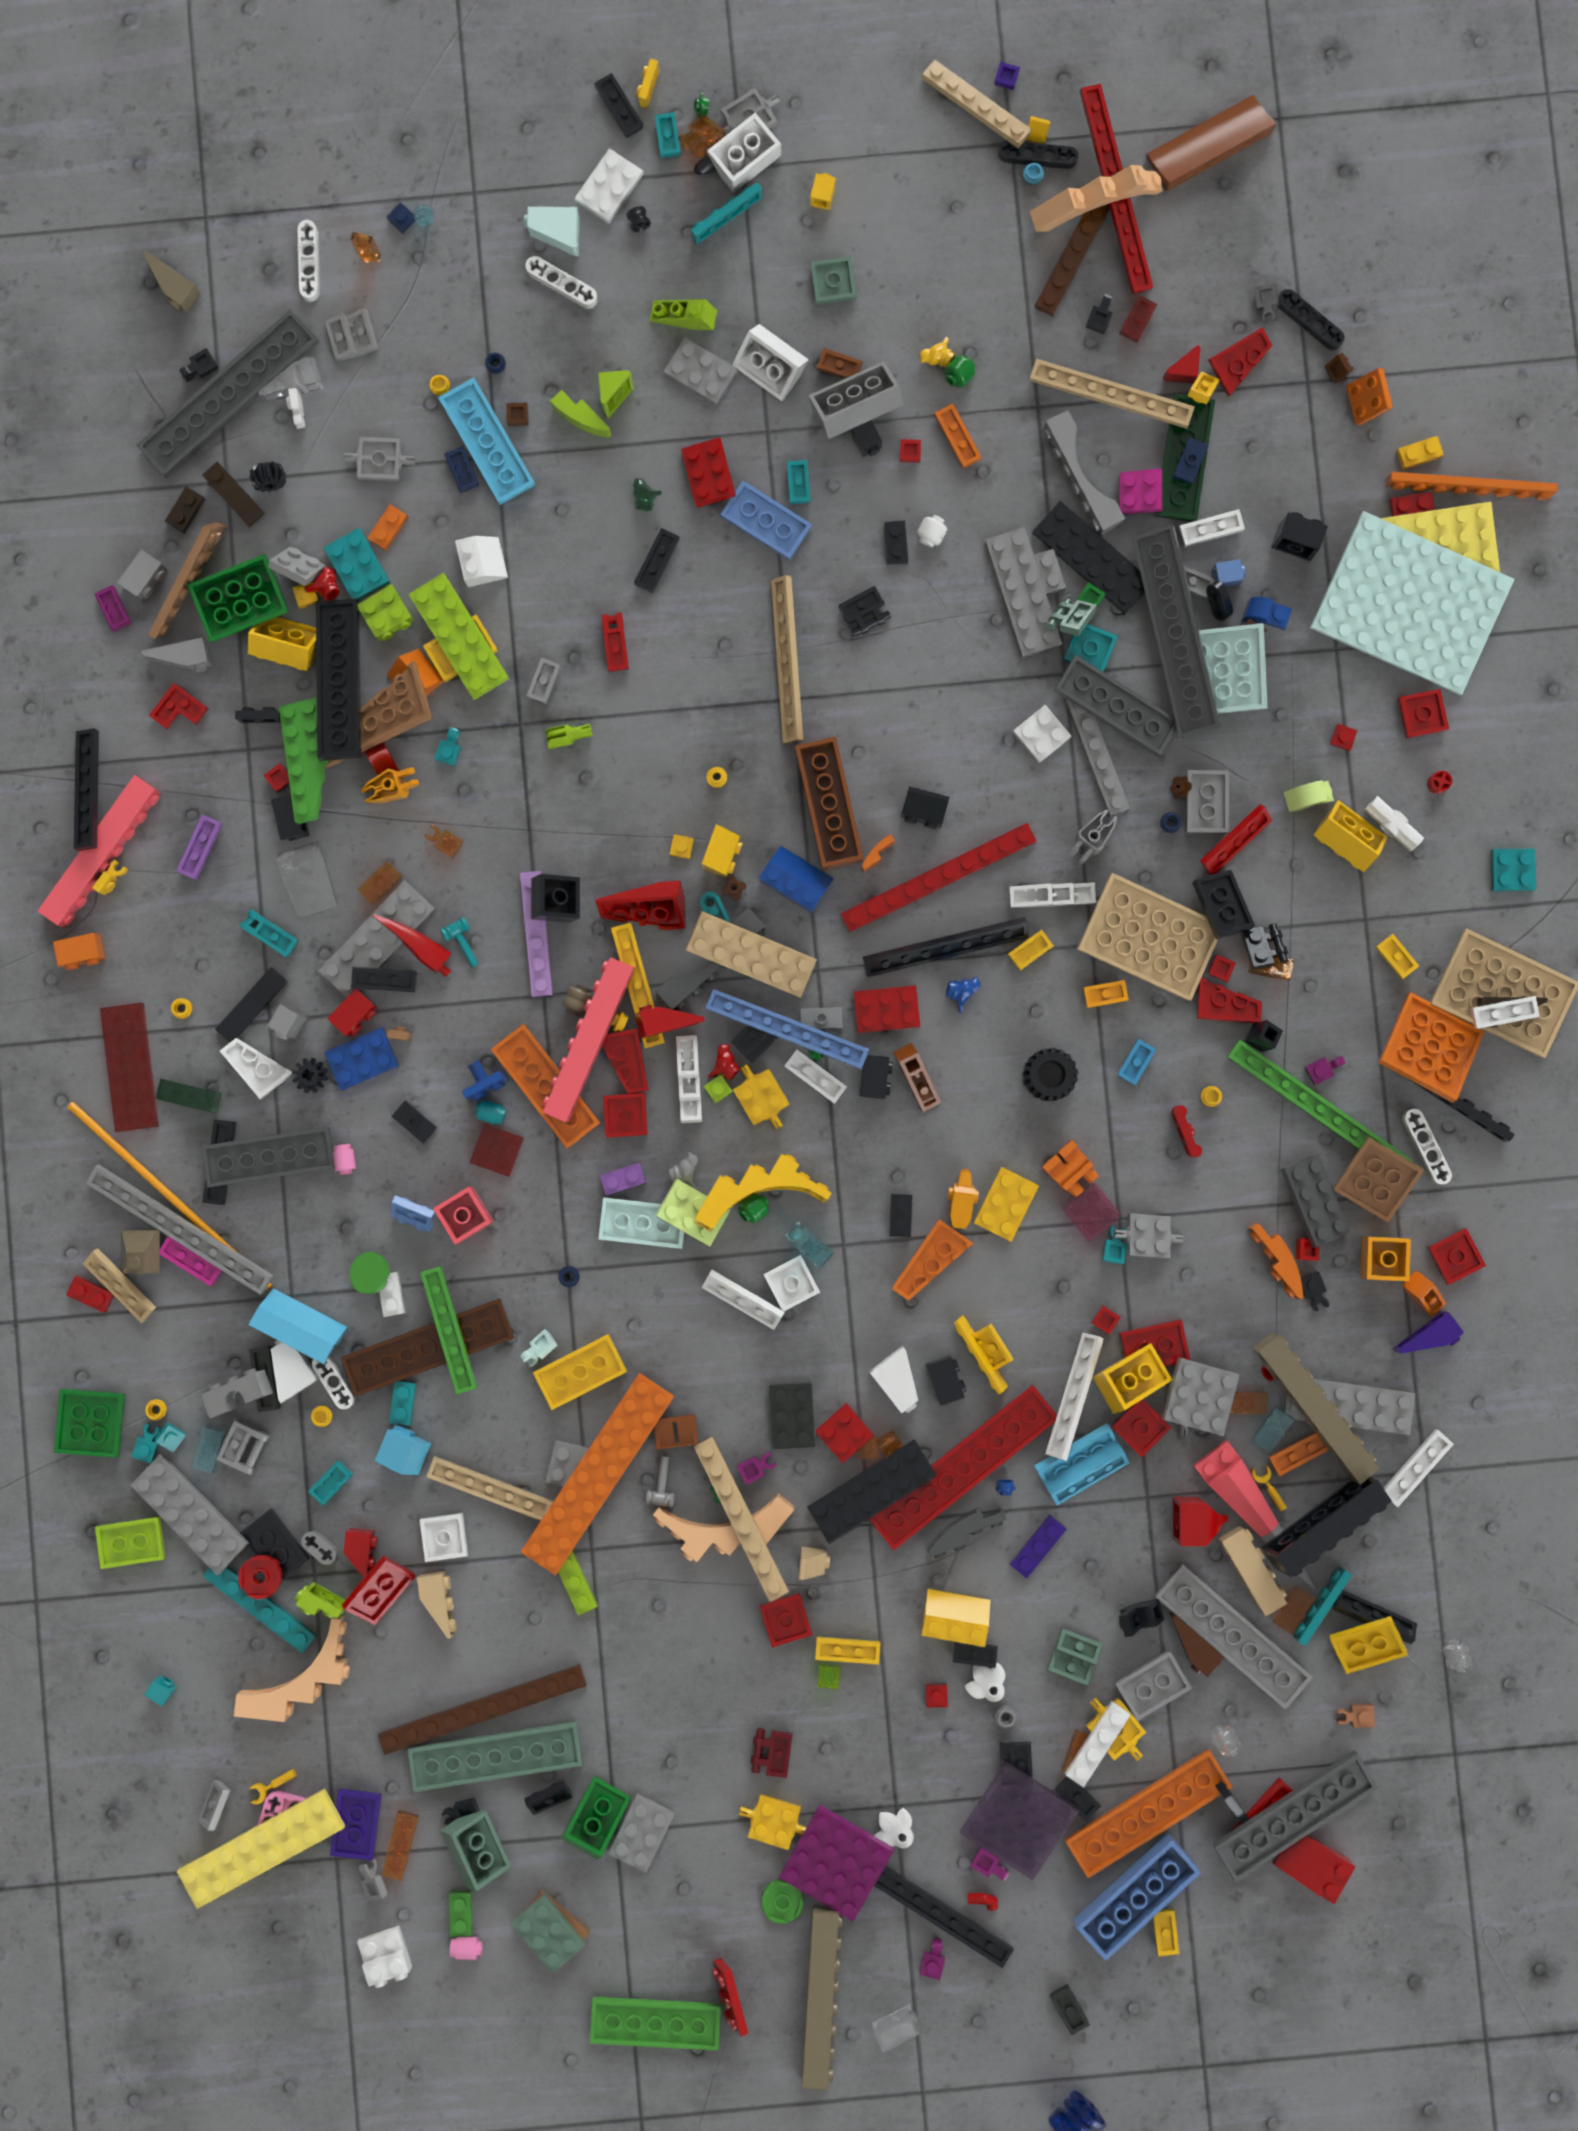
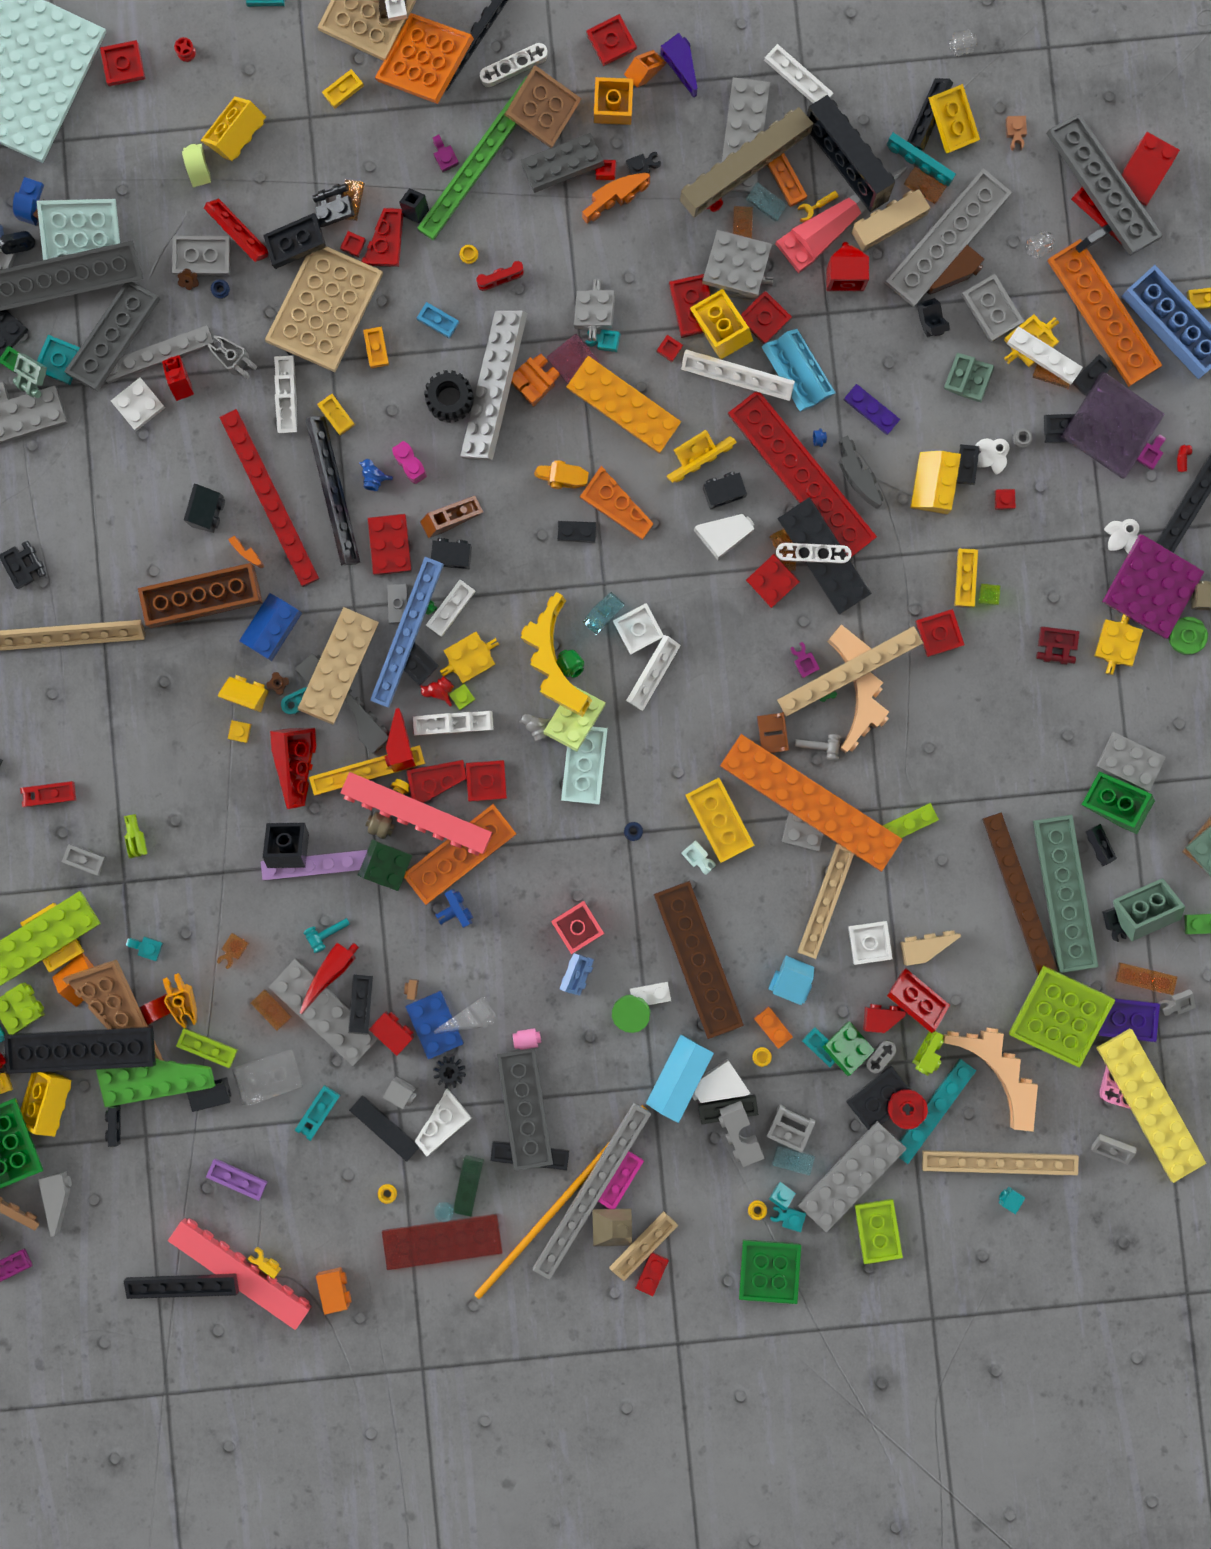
camera: 95 degrees left, 0 degrees up
(160, 1069) = (444, 1212): none -> clear light blue plate
(176, 702) = (100, 1203): red plate -> none
(201, 1678) = (1000, 1162): none -> tan plate
(263, 1790) = (1093, 1094): yellow piece -> none
(278, 778) = (172, 1106): red plate -> none
(328, 1512) = (848, 1048): none -> plate
(340, 814) = (206, 1048): none -> lime plate
(342, 1383) = (721, 1059): white beam -> none
(353, 1429) = (773, 1027): none -> orange plate
(359, 1750) = (1061, 1016): none -> lime plate
(368, 1100) = (472, 1017): none -> clear slope
(402, 1402) = (749, 982): teal plate -> none
(414, 1122) = (492, 975): black plate -> none
(448, 1330) = (682, 939): bright green plate -> none
(490, 1112) = (483, 904): teal brick -> none
(496, 1150) = (518, 899): clear red plate -> none
(533, 1005) = (384, 865): none -> dark green brick
(622, 1179) = (544, 783): medium lavender plate -> none
(717, 783) = (181, 699): yellow plate -> none
(792, 1415) = (757, 628): pearl dark grey plate -> none
(813, 1562) = (888, 608): tan slope -> none
(869, 1479) = (813, 556): none -> white beam
(972, 1033) = (406, 459): none -> dark pink brick
(1006, 1204) = (566, 437): yellow plate -> none
(1041, 1268) = (623, 404): none -> light orange plate
(1063, 1124) = (493, 385): none -> light grey plate
(1070, 777) = (177, 378): none -> red slope
(1343, 737) = (143, 134): red plate -> none
(1394, 823) = (222, 90): white piece -> none

